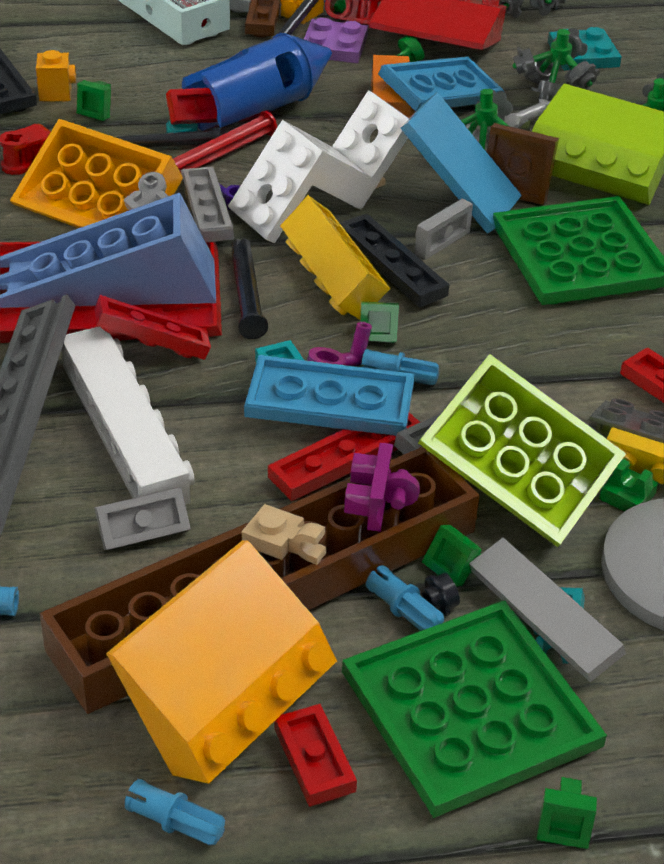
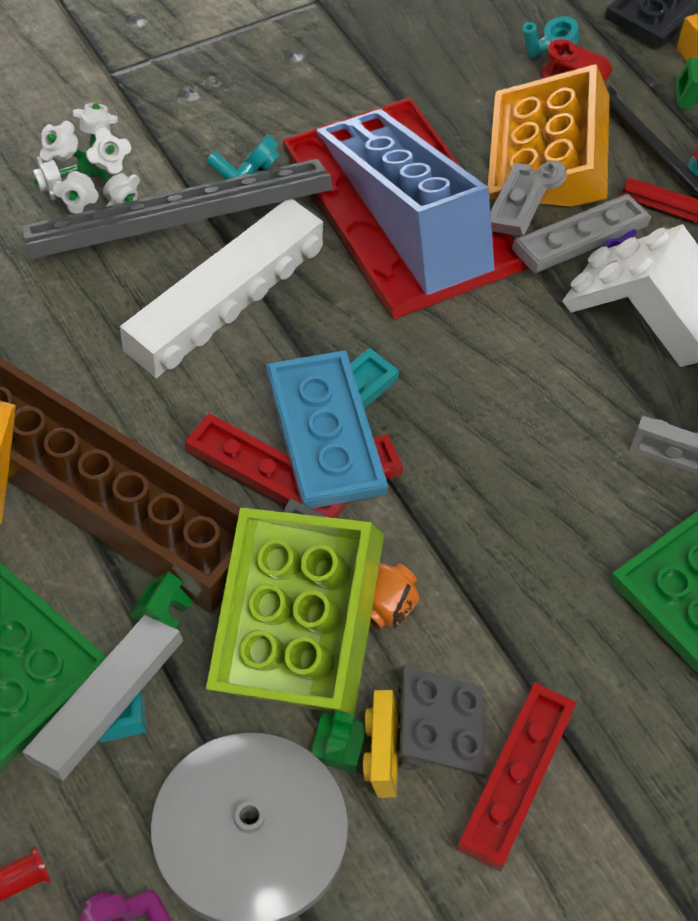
camera: 65 degrees right, 15 degrees up
(142, 518) = (102, 347): light grey plate -> none
(151, 328) = (343, 257): red plate -> none
(252, 322) = (471, 311): black axle -> none
(279, 532) = (74, 438): tan plate -> none
(333, 258) = (547, 362): yellow brick -> none
(351, 358) = (396, 412): magenta plate -> none
(382, 318) = (476, 436): green tile -> none
(396, 261) = (592, 418): black plate -> none
(396, 488) = (160, 496): magenta hips -> none
(403, 599) = (86, 578): dark azure axle -> none
(424, 371) = (419, 477): dark azure axle -> none
(441, 592) = (107, 605): black plate -> none

